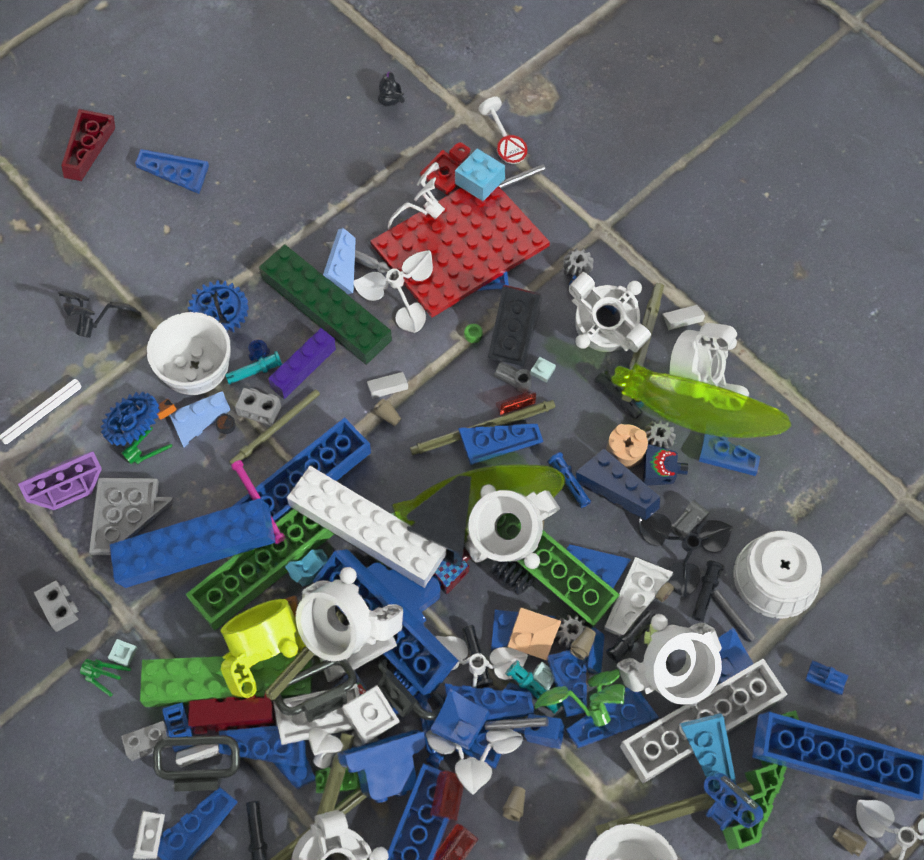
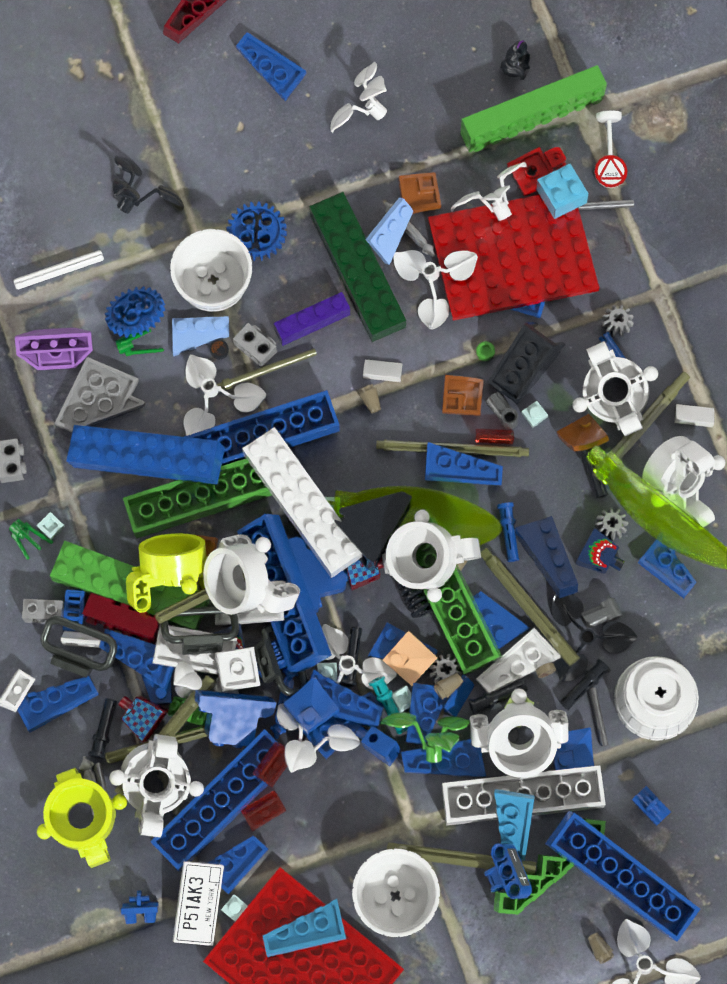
camera: 25 degrees right, 10 degrees up
(166, 408) = (171, 313): orange tile -> none
(219, 449) = (201, 373): none -> white plant
(238, 467) = (212, 398): dark pink bar -> none
(258, 349) = (277, 294): clear blue brick -> none
(262, 364) = (275, 305): teal pin -> none
(281, 168) = (373, 106): none -> white plant
(291, 805) = (142, 716): none -> torso
(308, 568) = (238, 517): medium azure brick -> none
(355, 221) = (420, 191): none -> dark orange plate
(422, 121) = (533, 109): none -> bright green brick
(458, 679) = (328, 670): none -> light aqua plate
(471, 377) = (462, 395): none -> dark orange plate
(514, 805) = (328, 796): dark tan cone -> none
(516, 723) = (358, 729): flat silver bar -> none
(595, 368) = (582, 434): none -> dark orange plate
(624, 540) = (530, 607): none -> olive piece
(636, 444) = (575, 511): light nougat brick -> none

